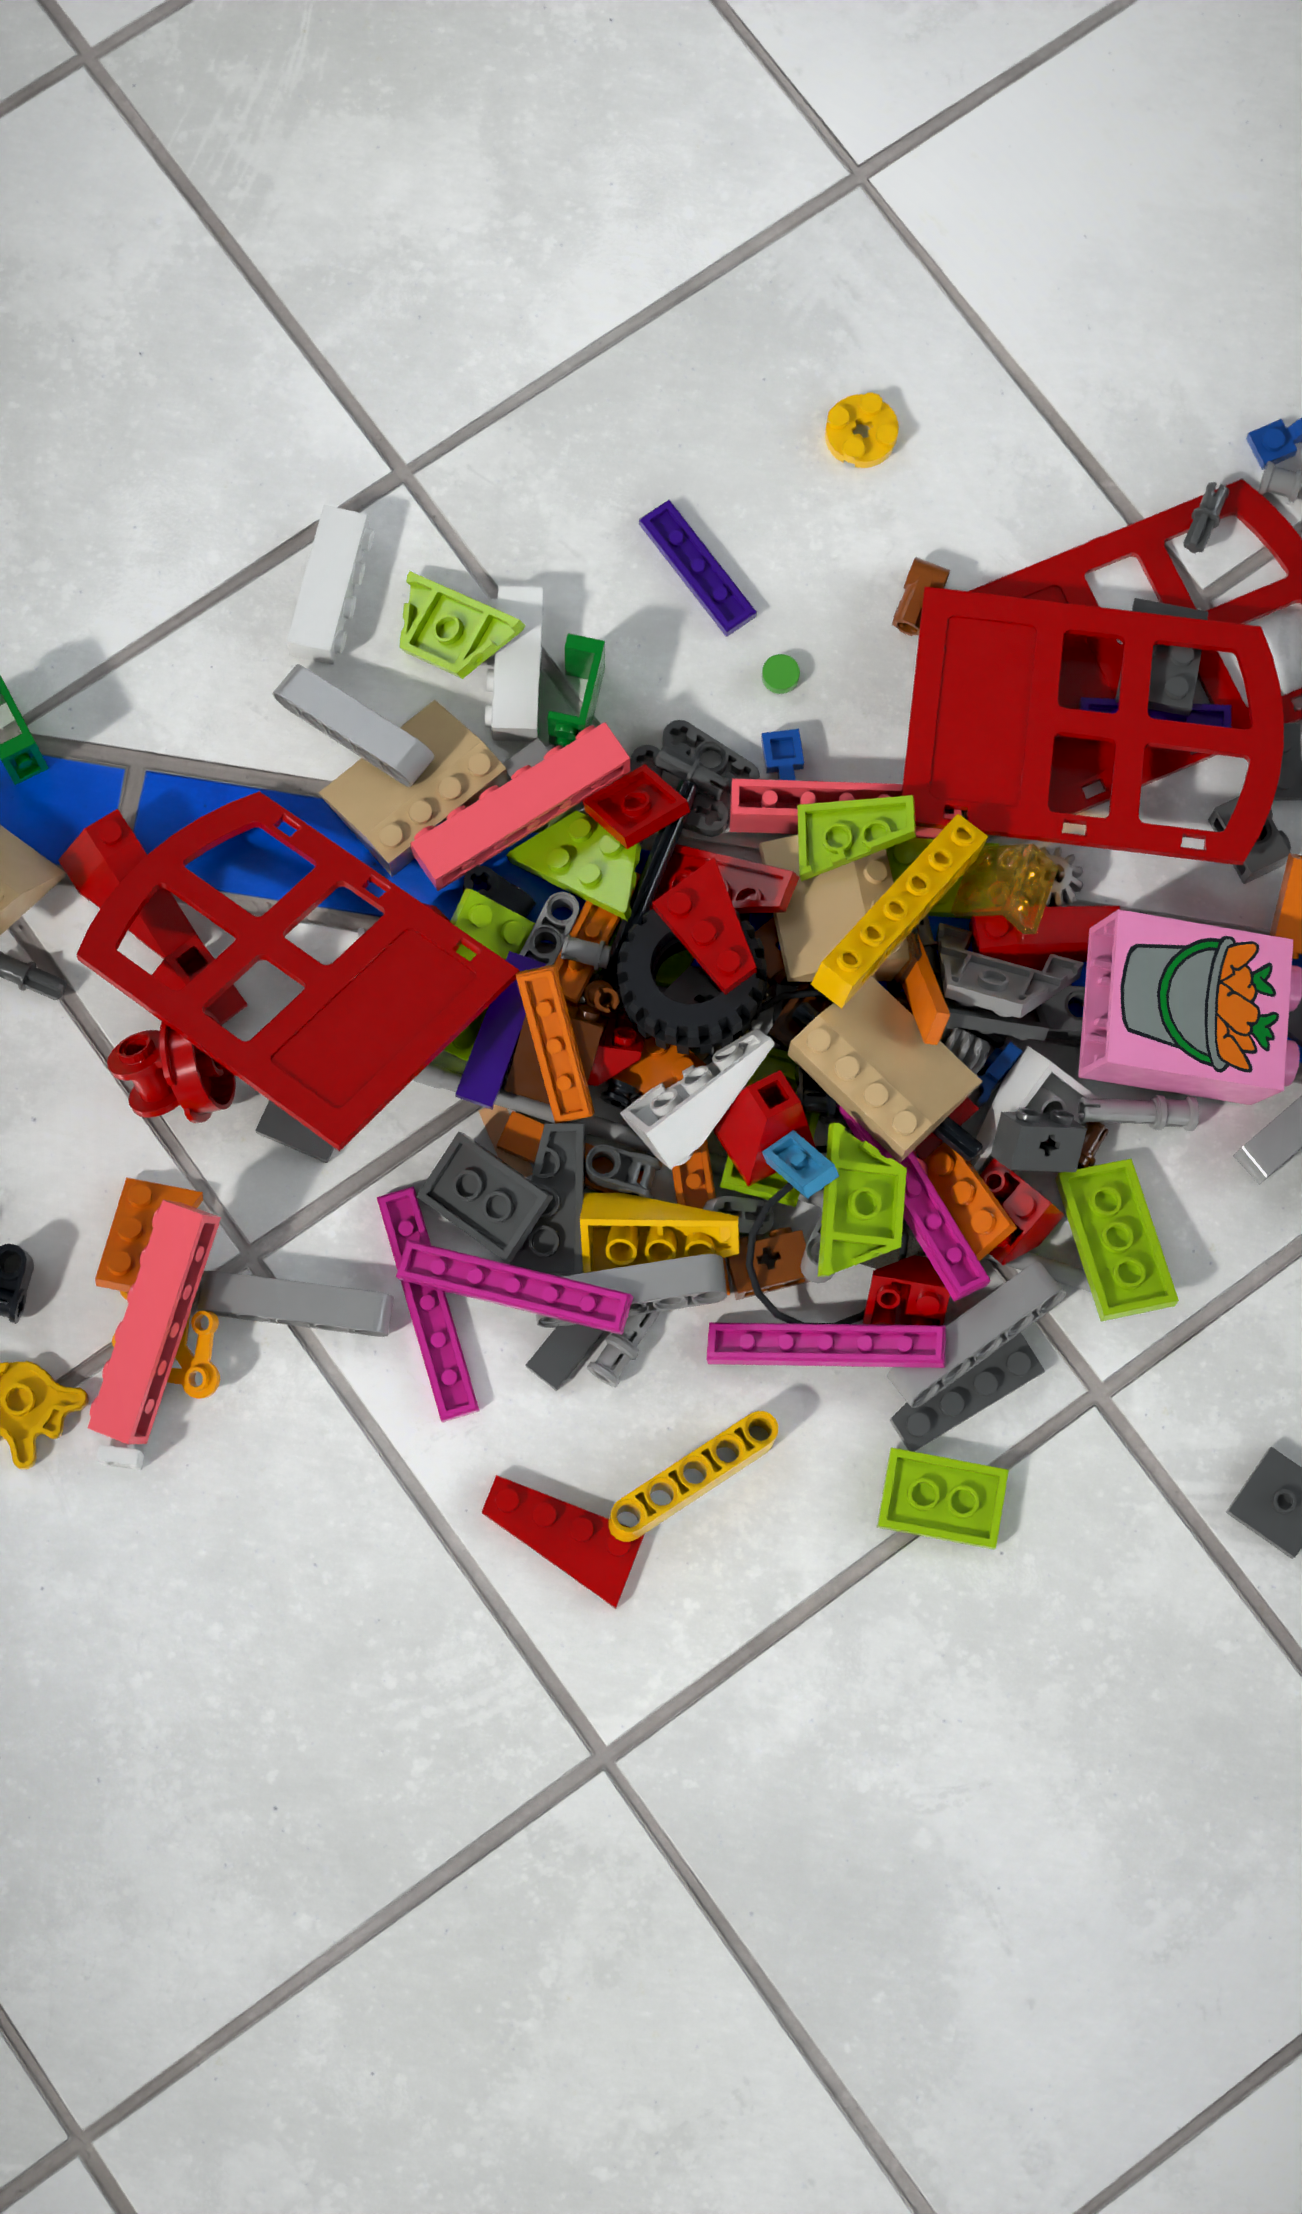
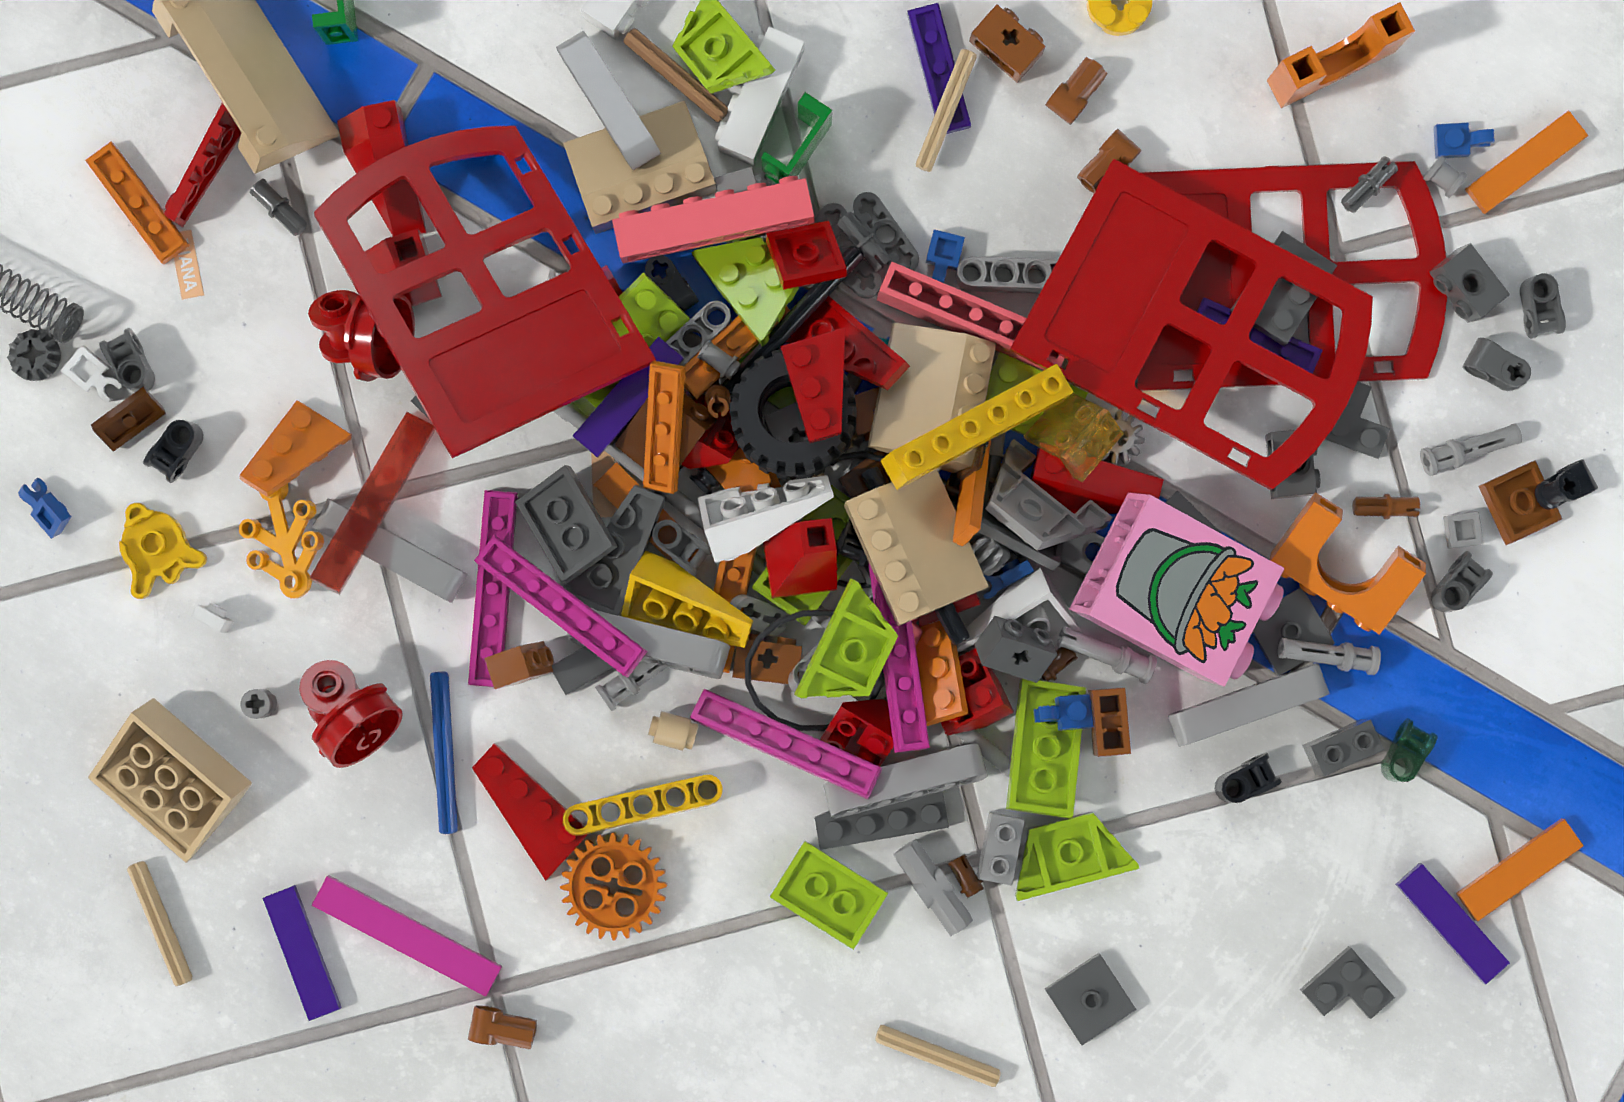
camera: 20 degrees right, 10 degrees up
(137, 1661) = (169, 779): none -> tan slope
(153, 1322) = (272, 526): coral brick -> none
(187, 1834) = (159, 923): none -> tan axle
(197, 1529) = (262, 712): none -> light grey bush
(257, 1256) = (372, 503): none -> clear red tile
(321, 1503) = (348, 719): none -> red piece
(366, 1803) = (302, 953): none -> dark purple tile
(415, 676) = (676, 75): none -> medium nougat axle
(442, 1509) = (443, 752): none -> blue axle
(480, 1735) = (406, 935): none -> dark pink tile
(494, 1369) = (519, 664): none -> dark orange brick
(623, 1799) = (492, 1026): none -> dark orange piece
(694, 1382) = (673, 731): none -> tan brick
(701, 1619) = (607, 916): none -> orange gear
(724, 604) = (946, 110): none -> tan axle
(772, 527) = (1011, 58): none -> dark orange brick
(780, 674) = (970, 184): bright green tile -> none
(800, 1164) = (815, 601): dark azure plate -> none
(849, 830) = (966, 343): lime wing -> none
(853, 543) = (1072, 96): none -> dark orange piece
(868, 740) = (1018, 268): none -> light grey beam
(1055, 1444) = (933, 887): none -> light grey piece
(1086, 1418) = (965, 876): none -> reddish brown pin
(1097, 421) = (1311, 71): none -> orange arch
(1112, 1370) = (1000, 848): none -> light grey brick
(1125, 1189) = (1069, 711): none -> blue plate
(1139, 1634) = (937, 1056): none -> tan axle
(1173, 1183) = (1110, 722): none -> dark orange brick
(1191, 1350) = (1069, 855): none -> lime wing

